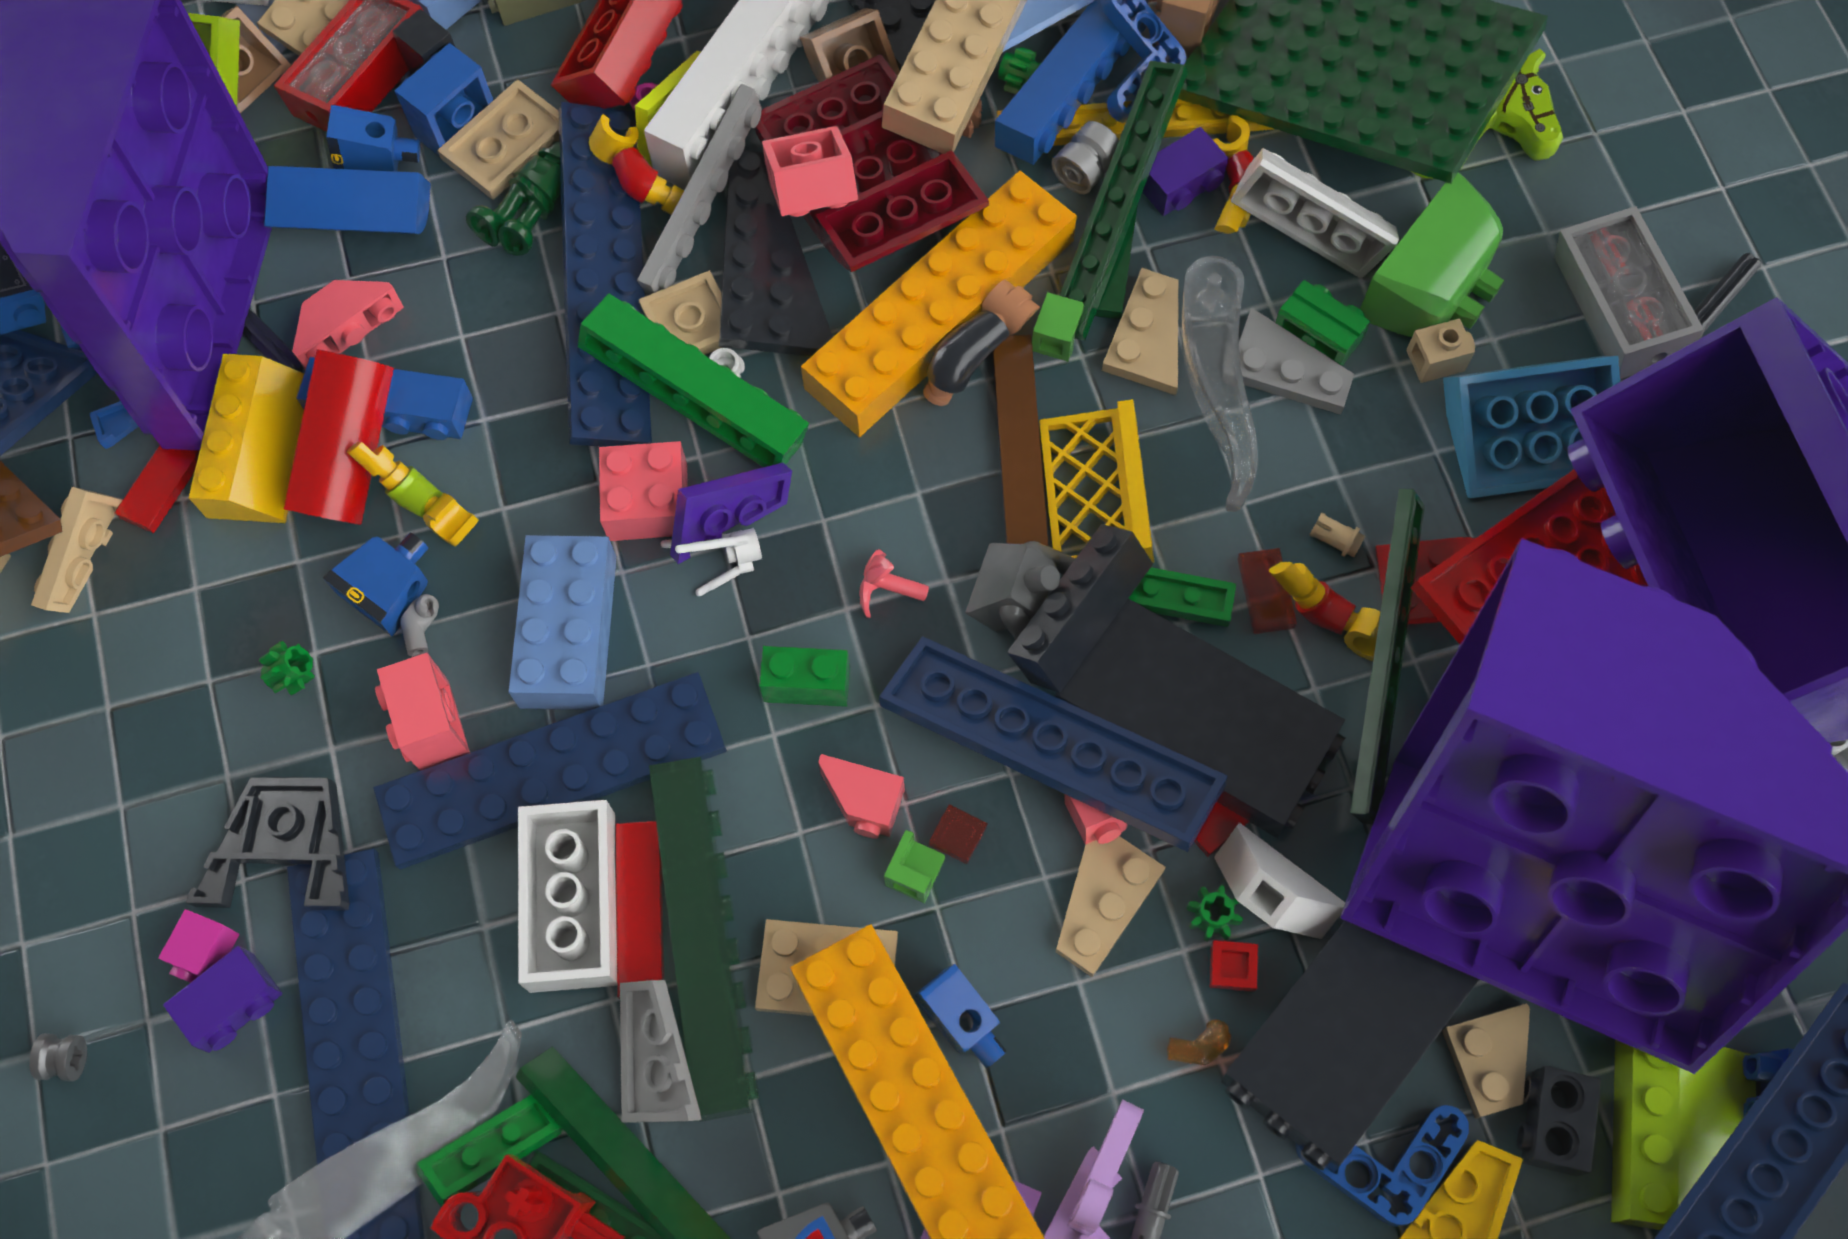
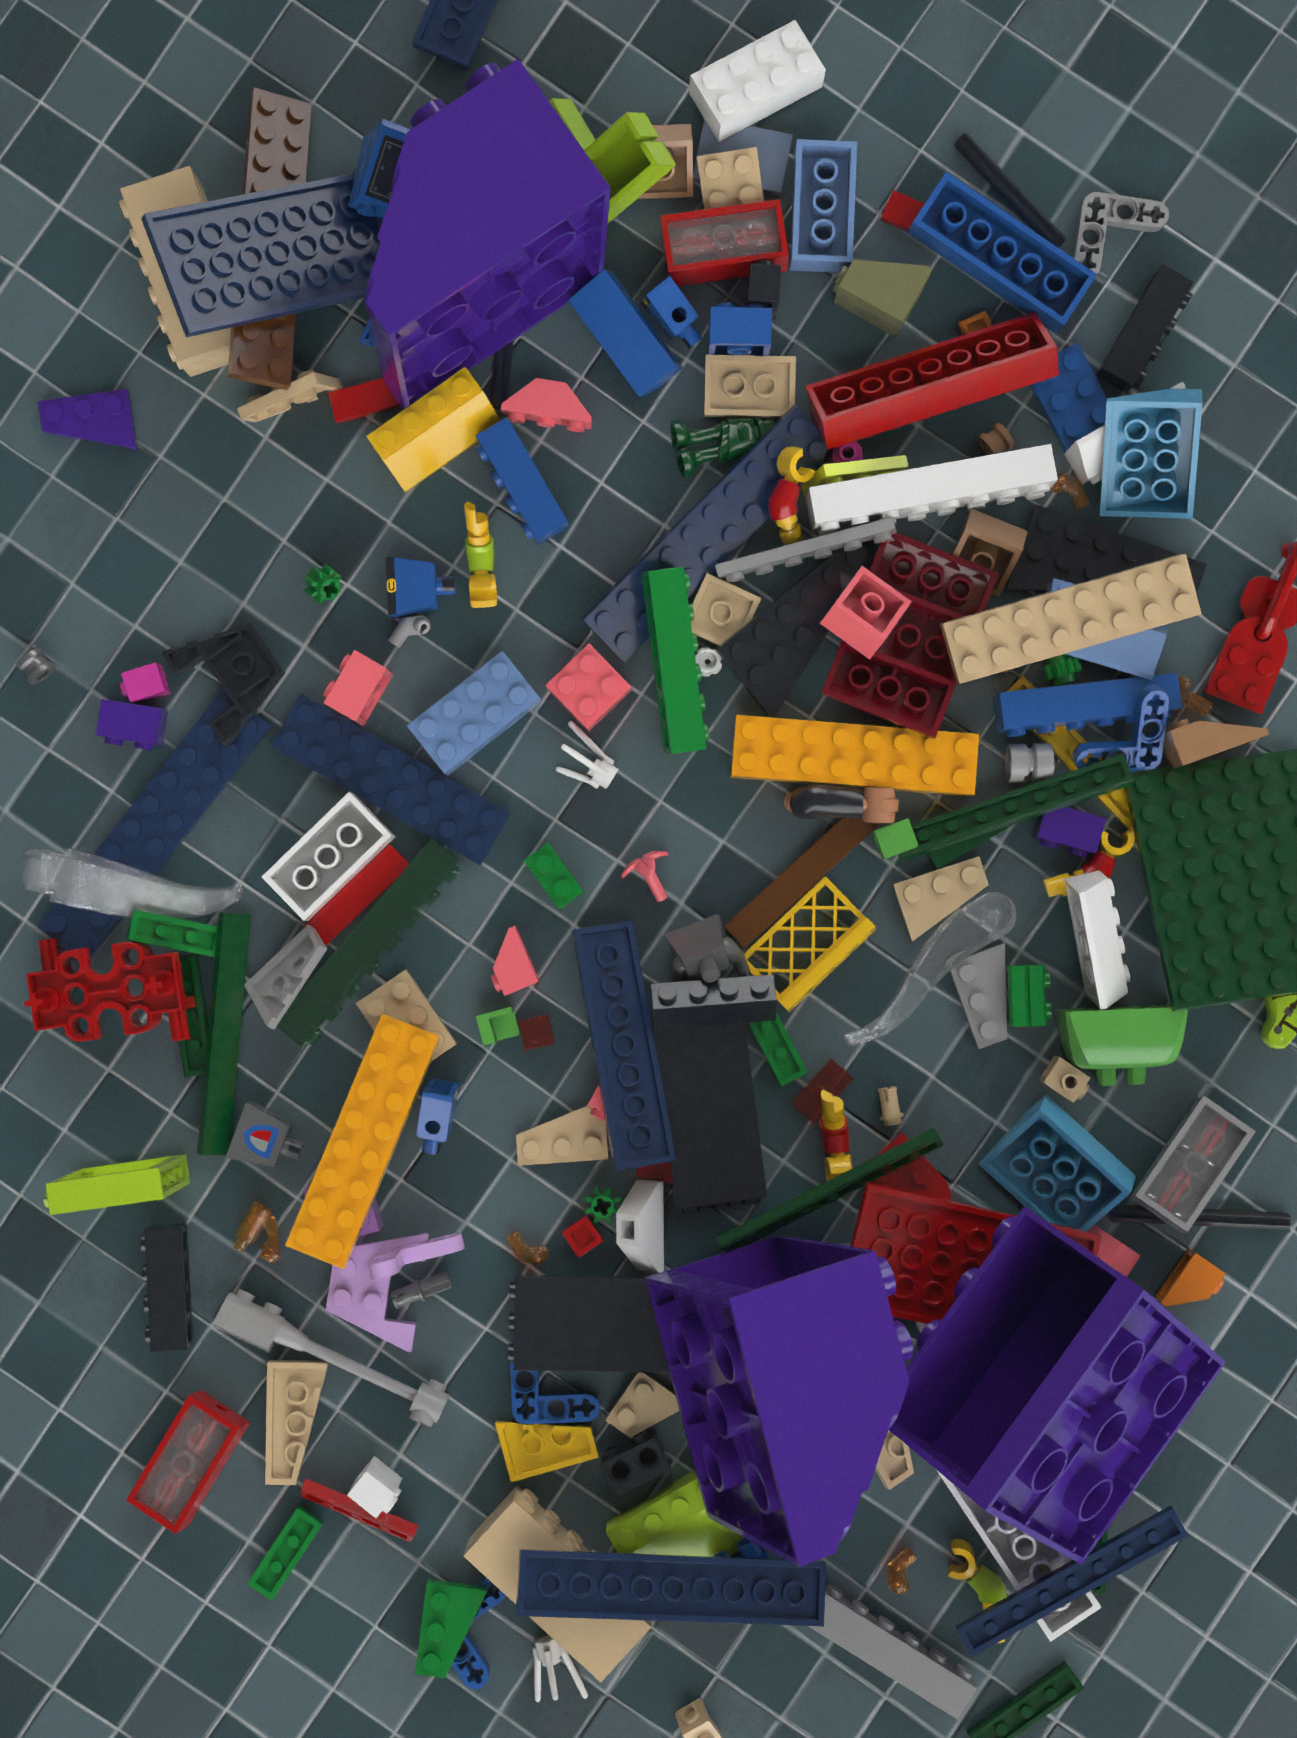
camera: 55 degrees right, 20 degrees up
(341, 408) = (479, 479): red brick -> none
(720, 504) = (620, 744): dark purple wing -> none

